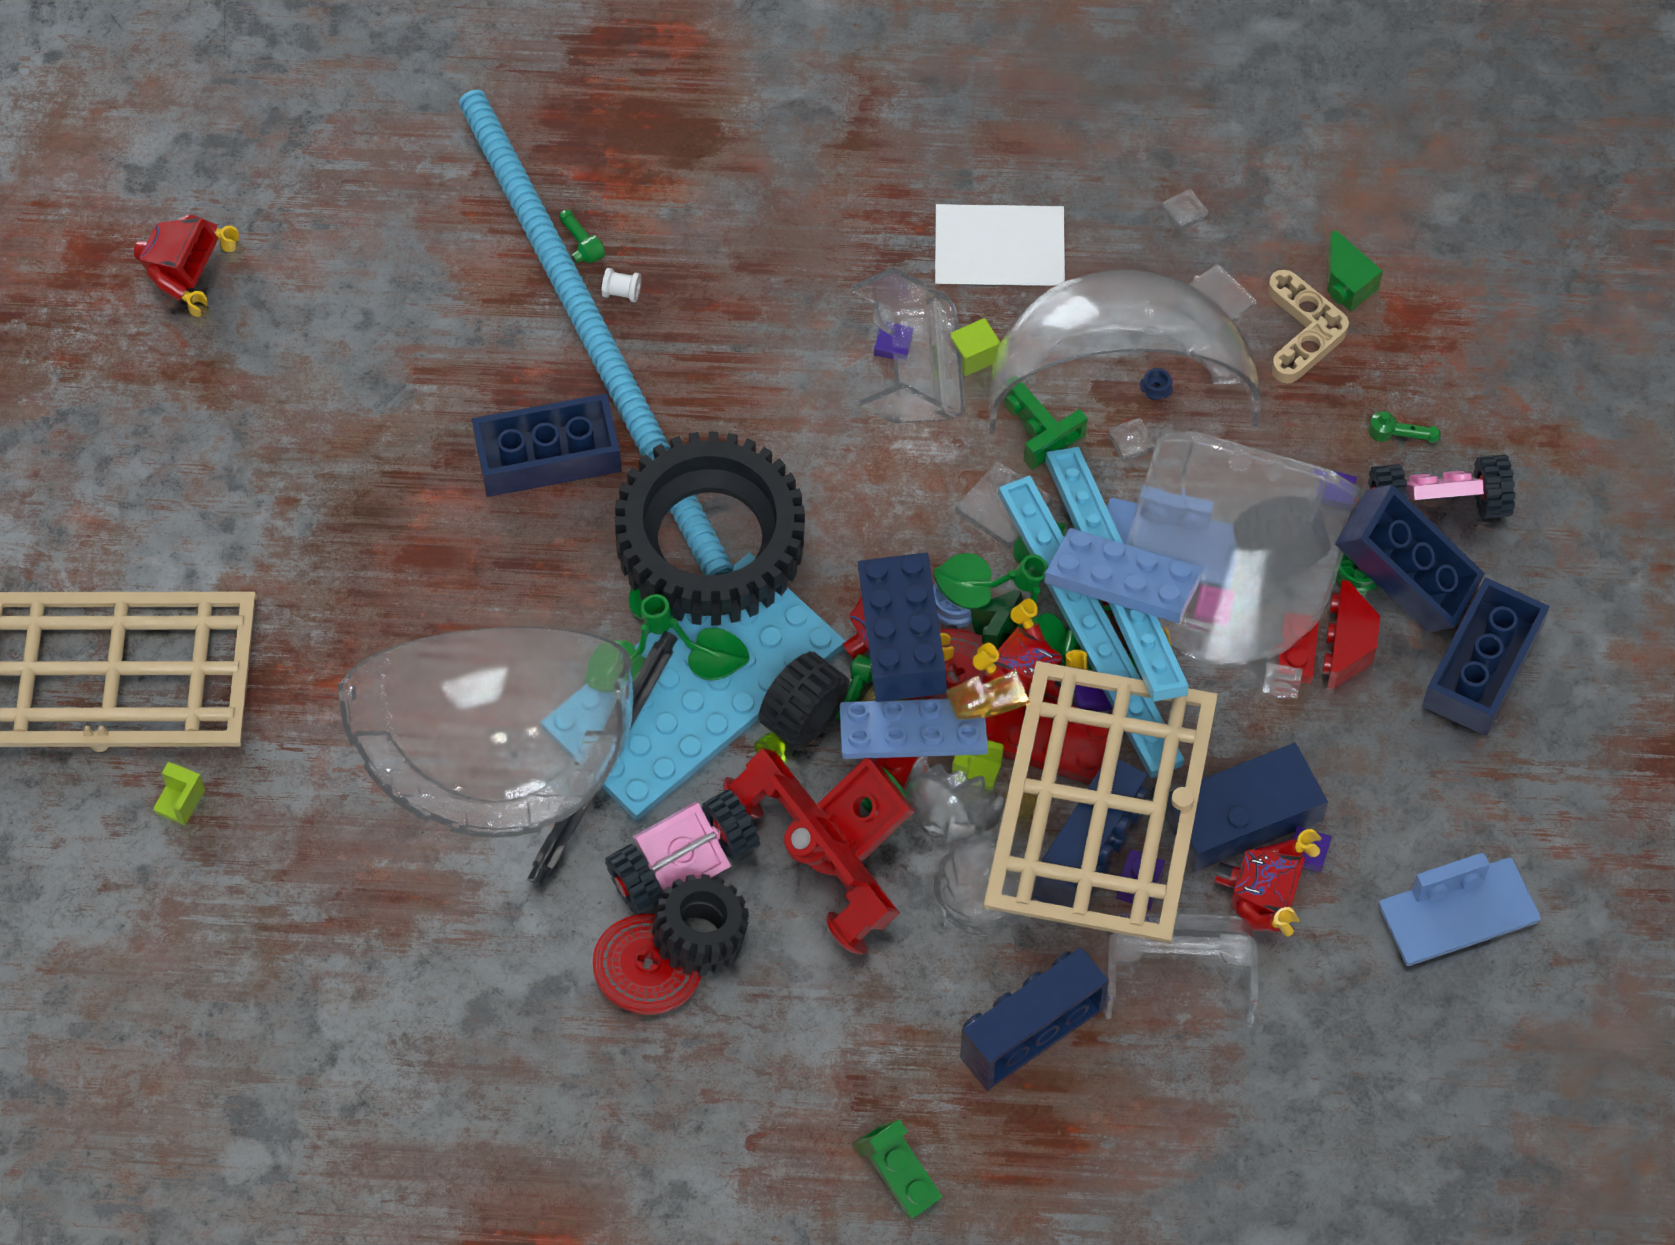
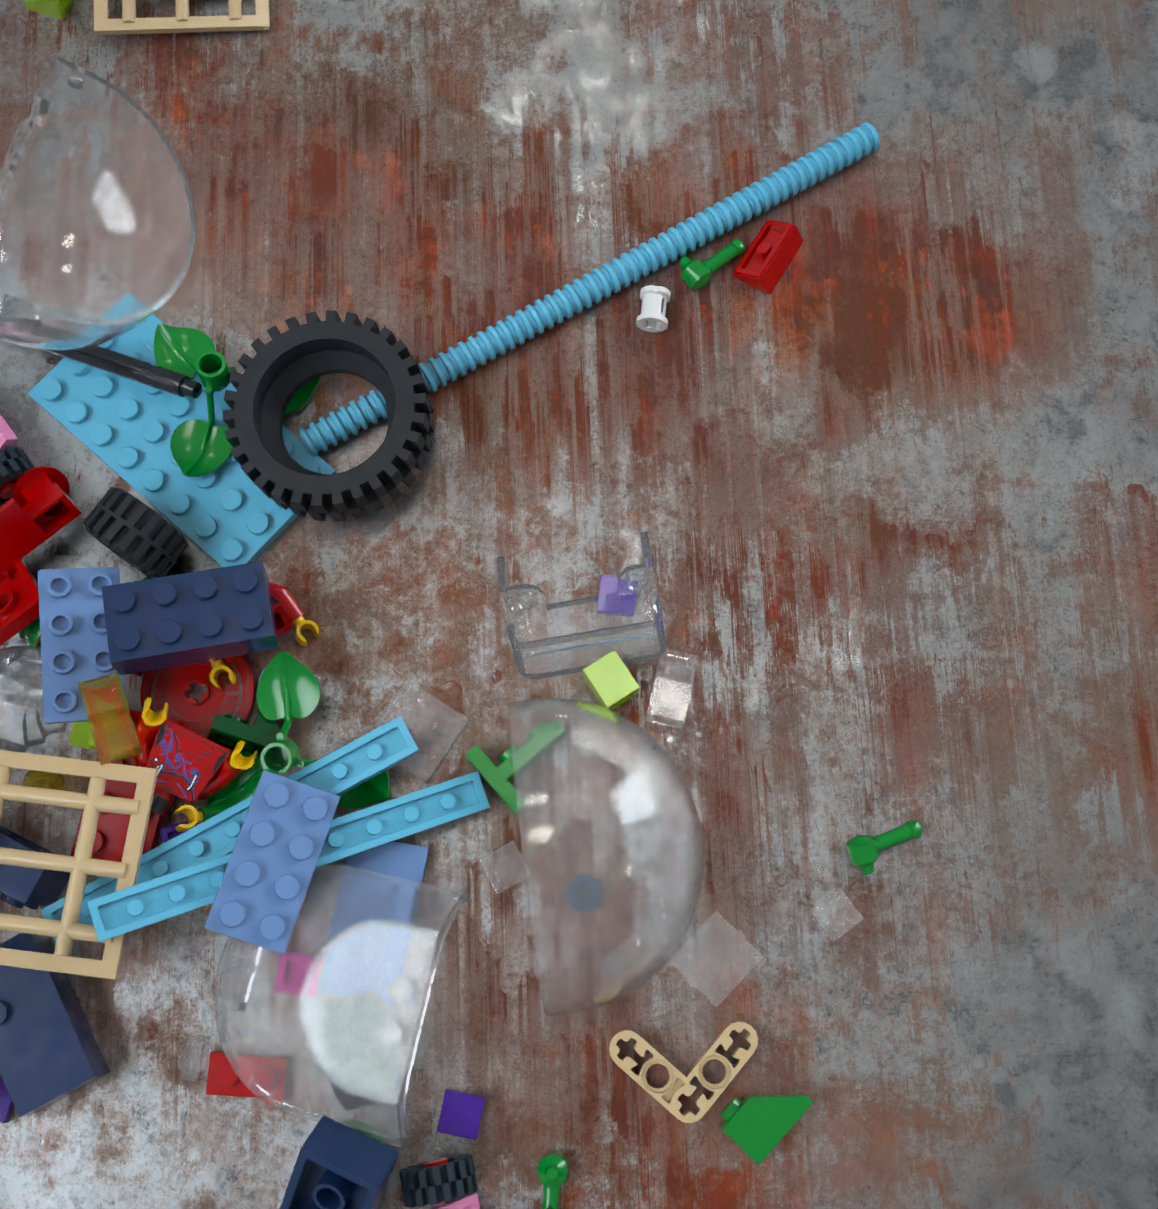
camera: 85 degrees right, 15 degrees up
(546, 445) = (441, 255): dark blue brick -> none
(576, 195) = (769, 255): none -> red slope
(987, 299) = (672, 688): none -> clear slope
(999, 245) = (762, 704): white sticker -> none
(1132, 180) = (864, 848): none -> green piece
(1352, 635) = (253, 1140): red slope -> none

